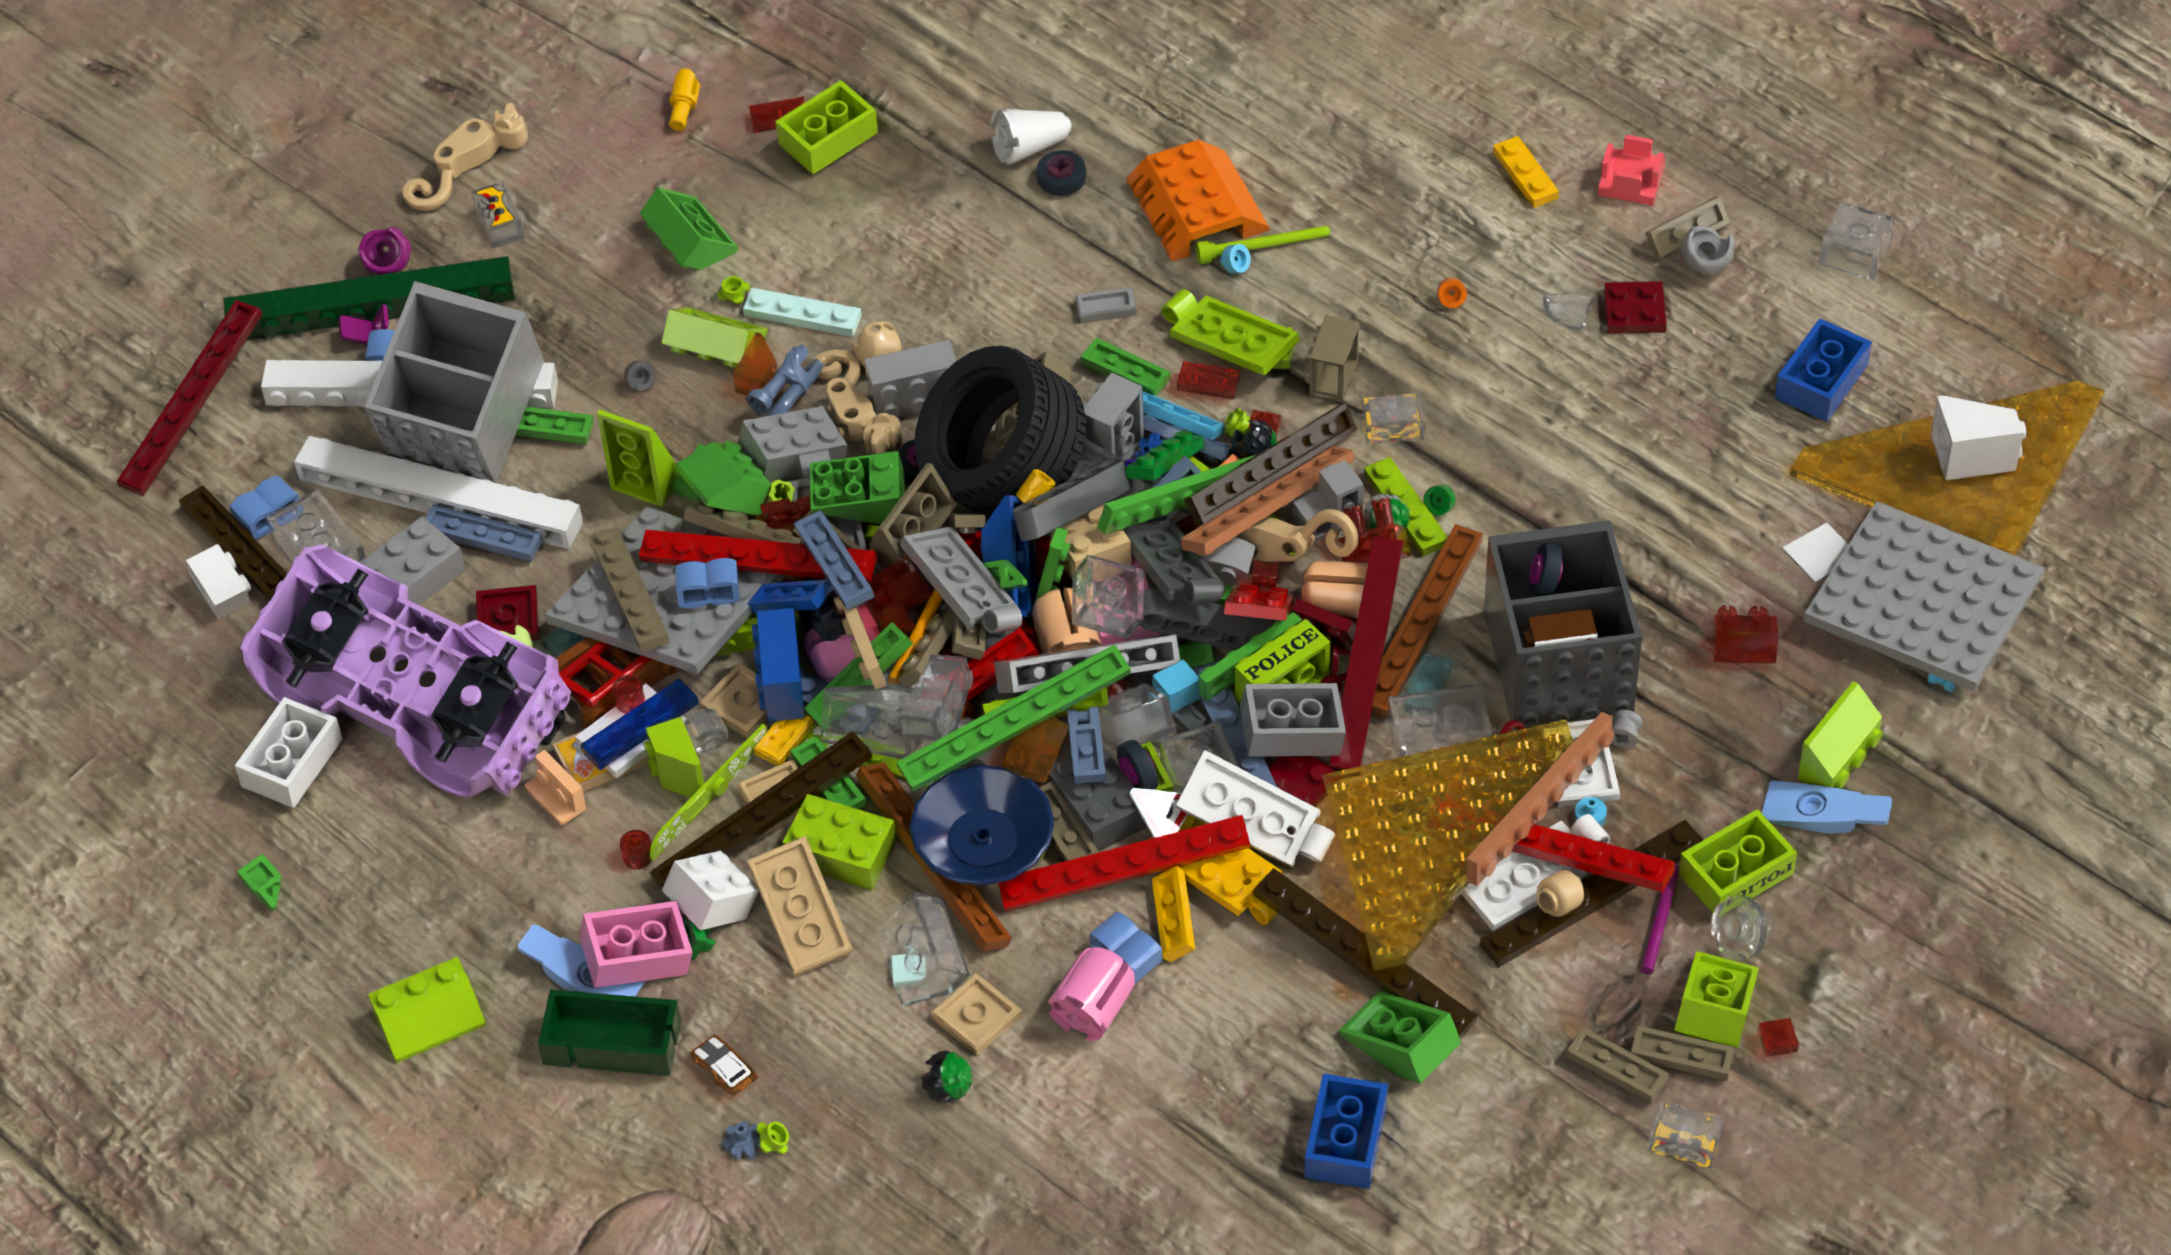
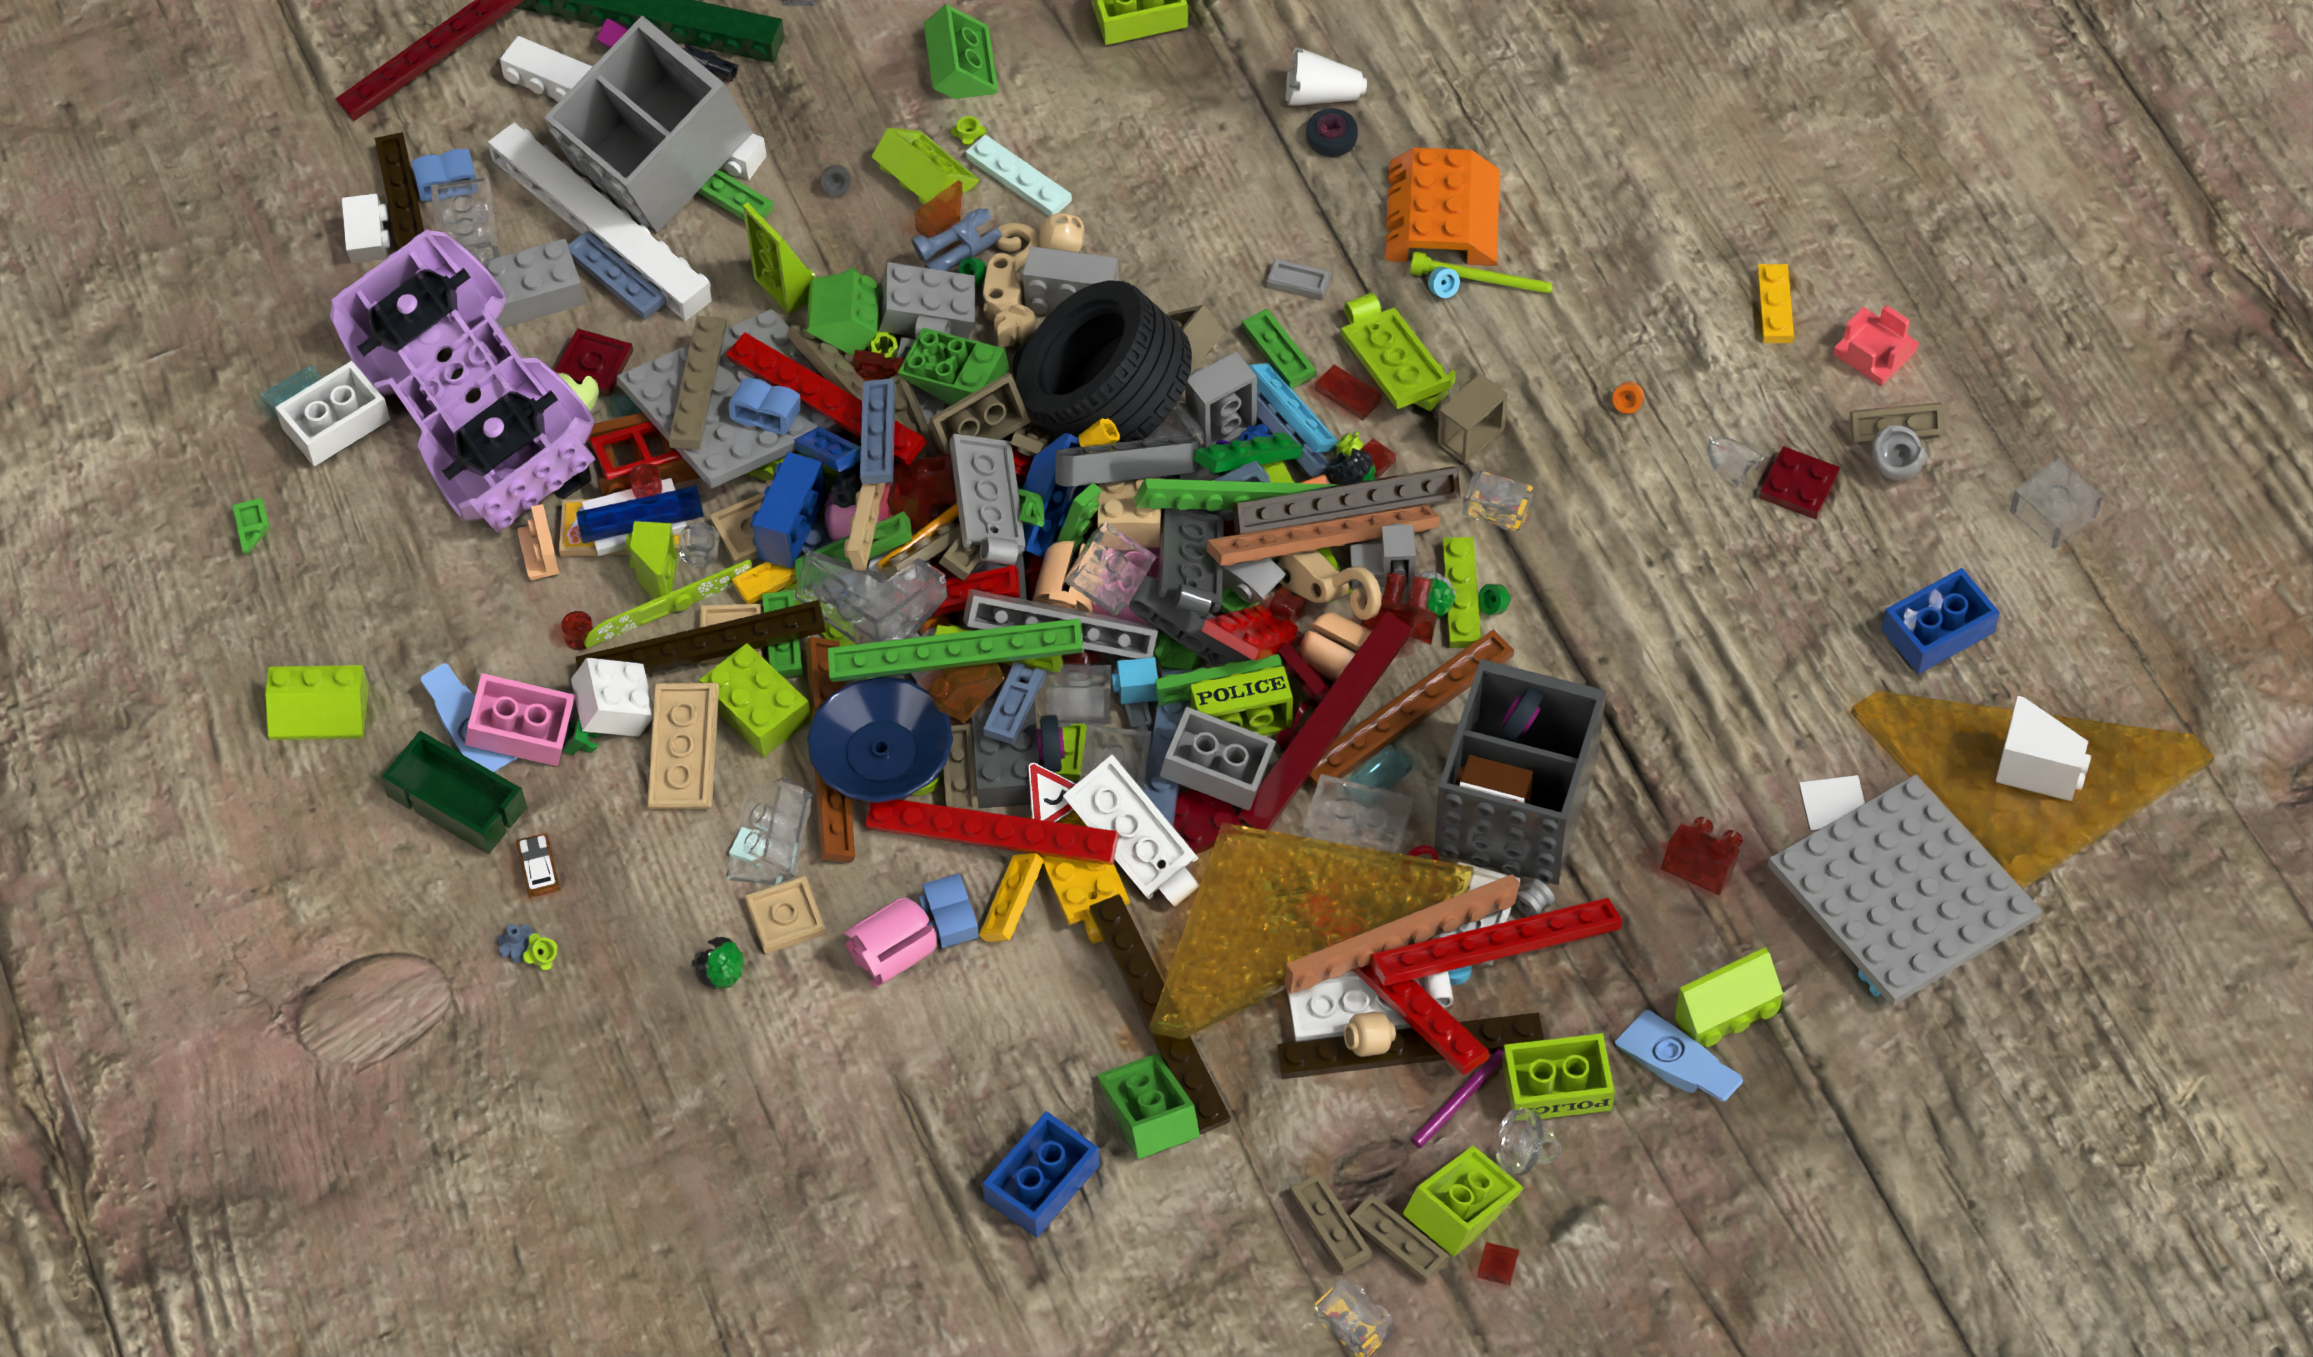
camera: 25 degrees right, 5 degrees up
(231, 749) = (290, 387): none -> clear light blue plate
(812, 400) = (974, 267): none -> green tile
(1619, 774) = (1495, 941): none -> red plate

